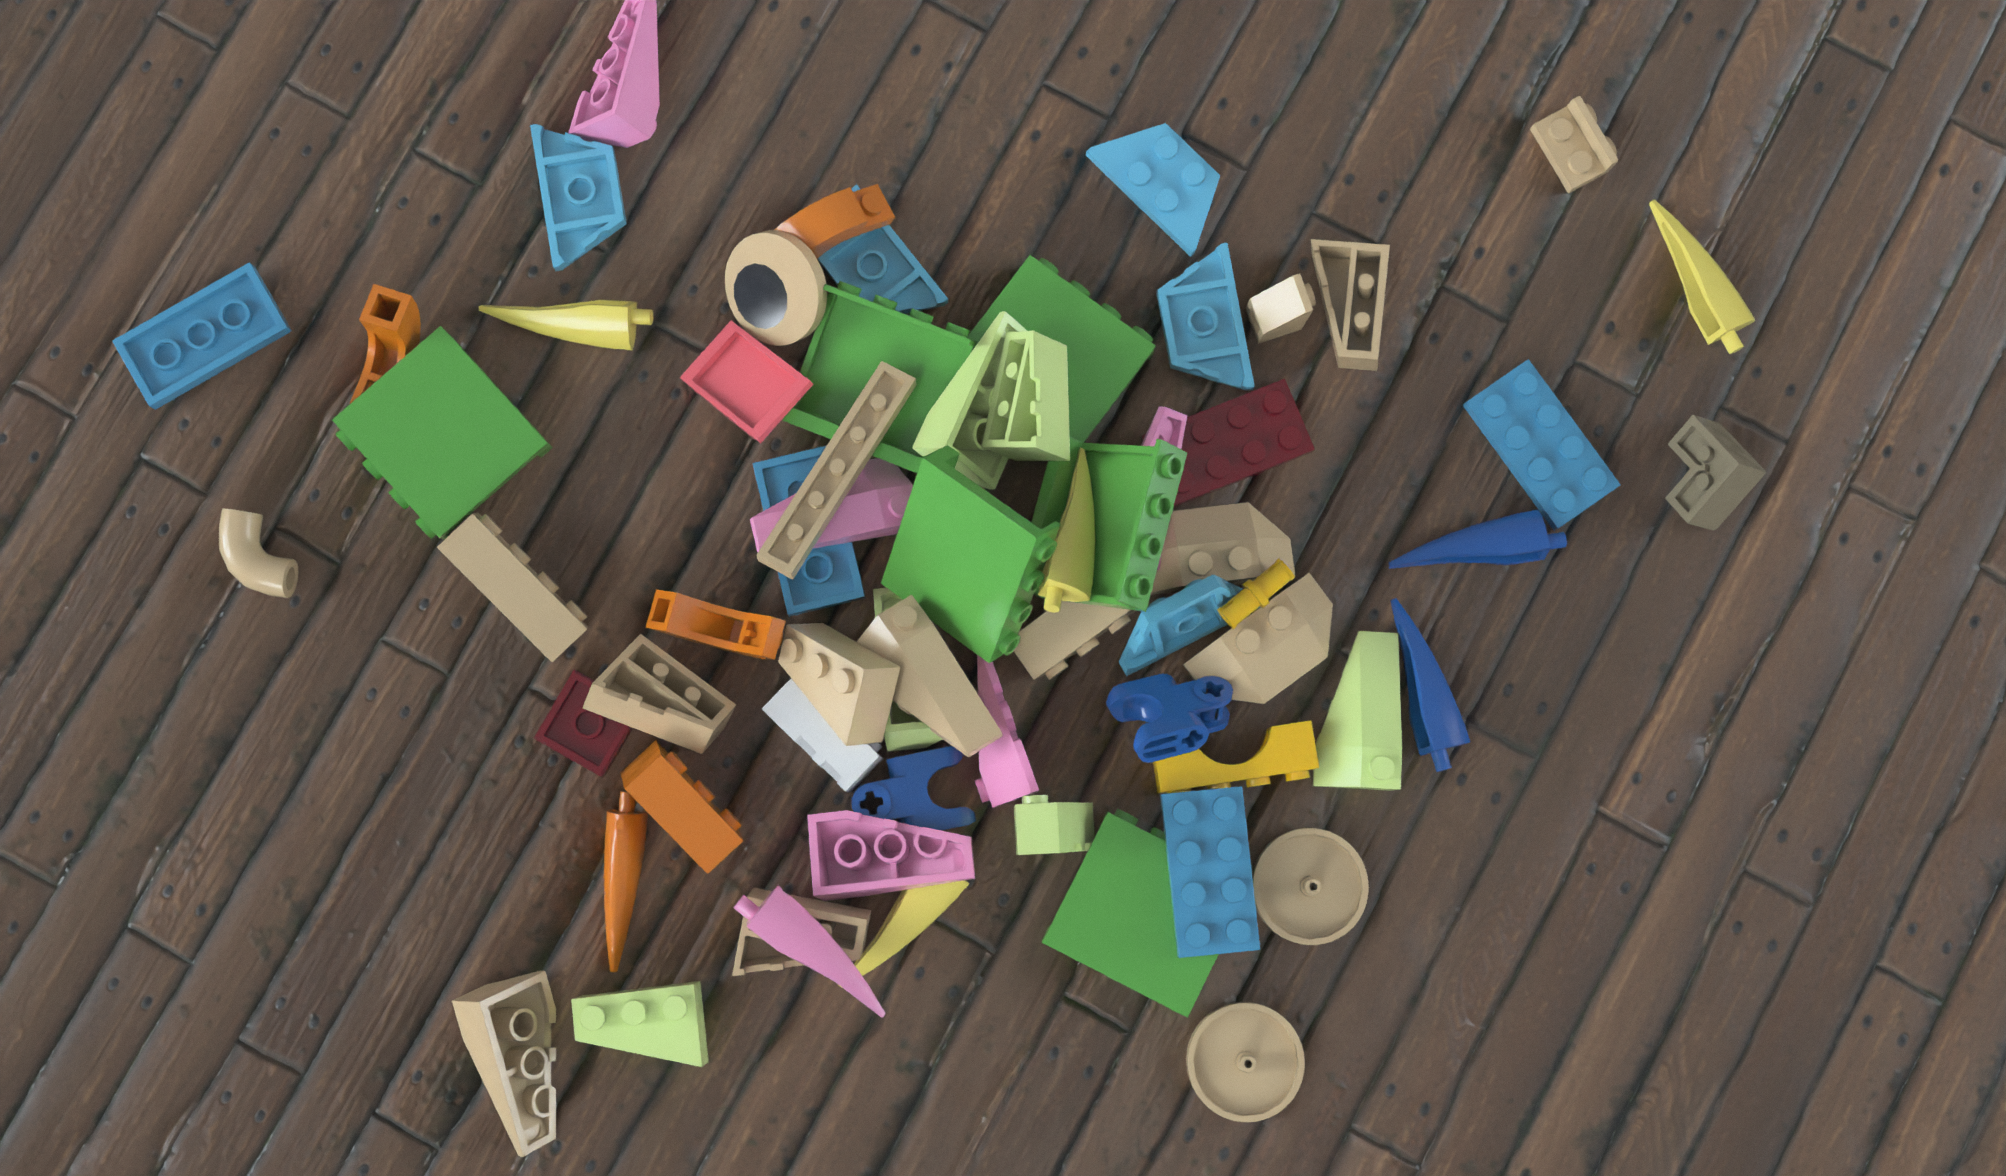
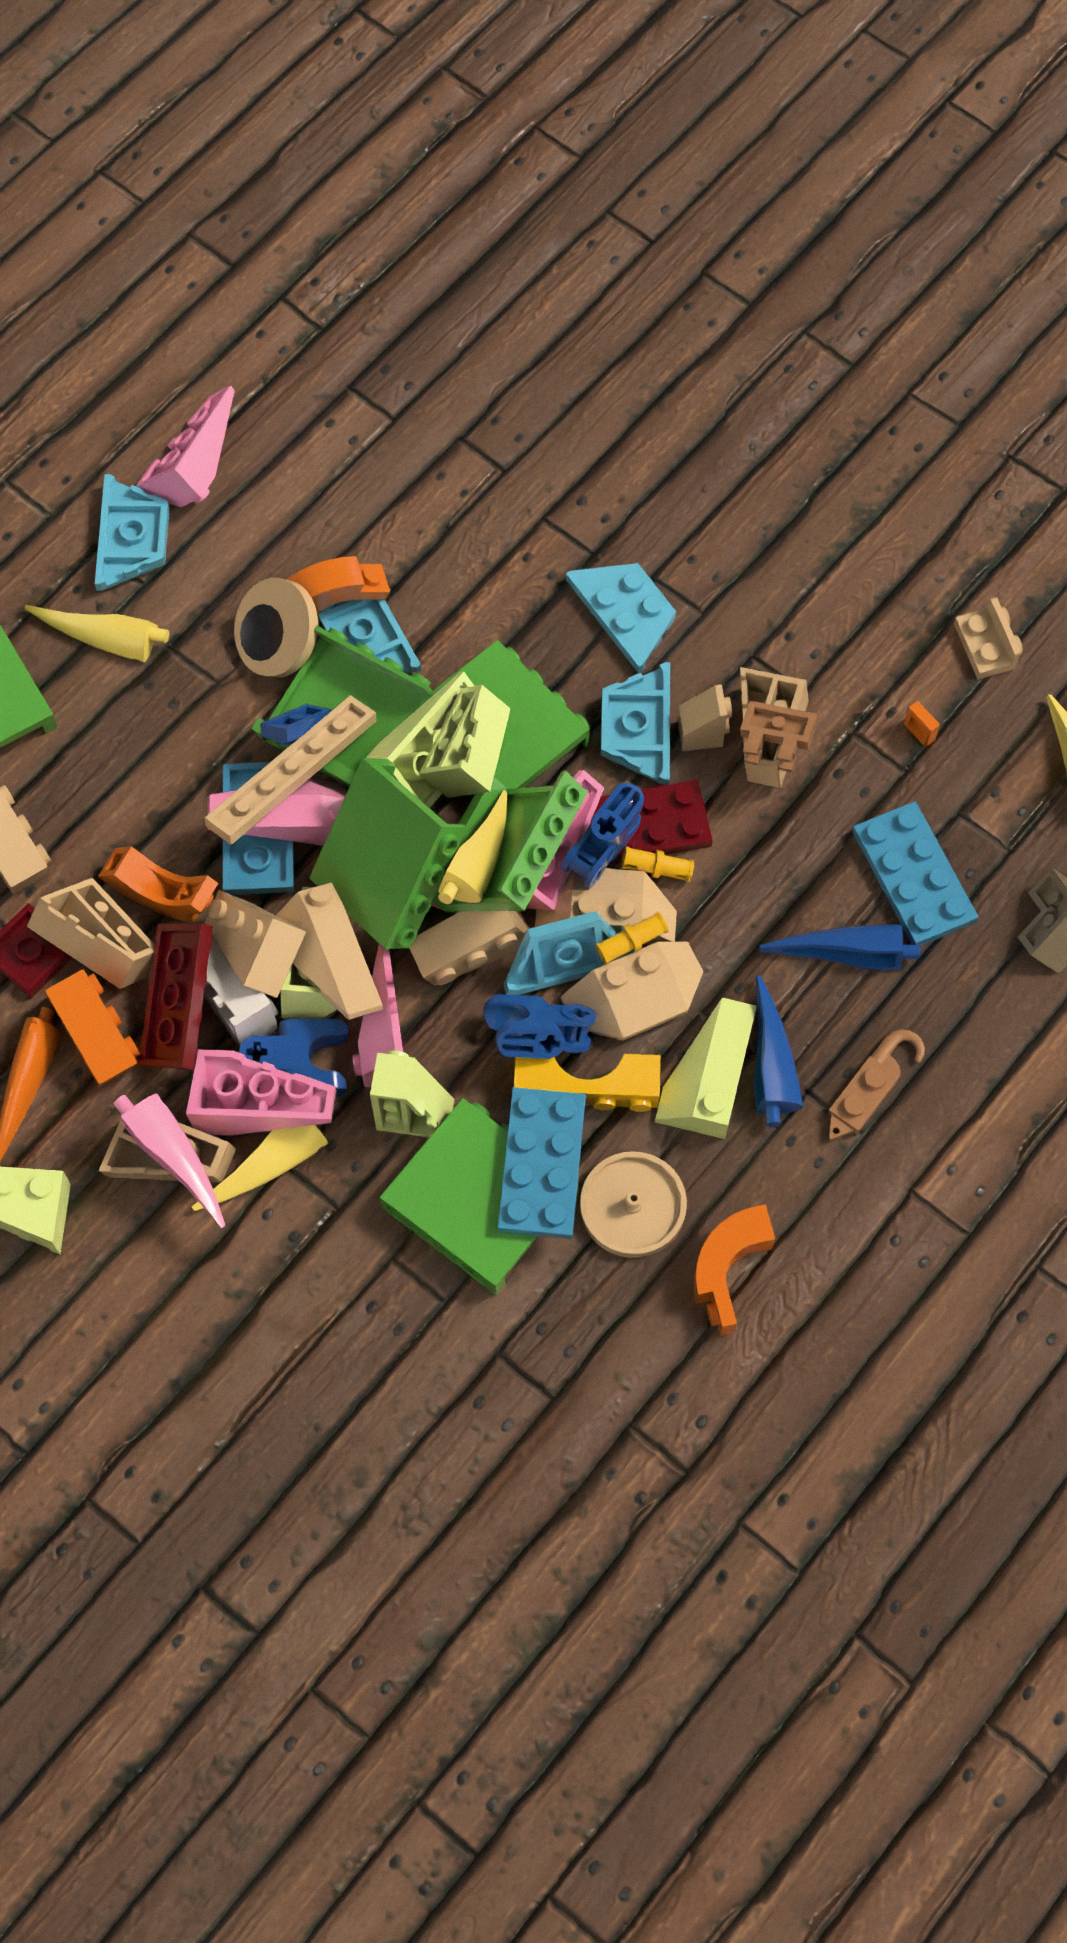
camera: 15 degrees right, 15 degrees down
(746, 381) = (233, 698): coral piece -> none
(768, 759) = (175, 996): none -> dark red plate
(827, 408) = (293, 724): none -> blue plate
(1215, 458) = (607, 835): none -> blue piece
(1245, 1061) = (542, 1345): tan piece -> none
(1260, 490) = (657, 864): none -> yellow pin
(1371, 311) = (776, 725): none -> medium nougat plate
(1412, 931) = (732, 1239): none -> orange arch
(1519, 264) = (921, 724): none -> orange tile
(1536, 701) = (870, 1085): none -> medium nougat plate

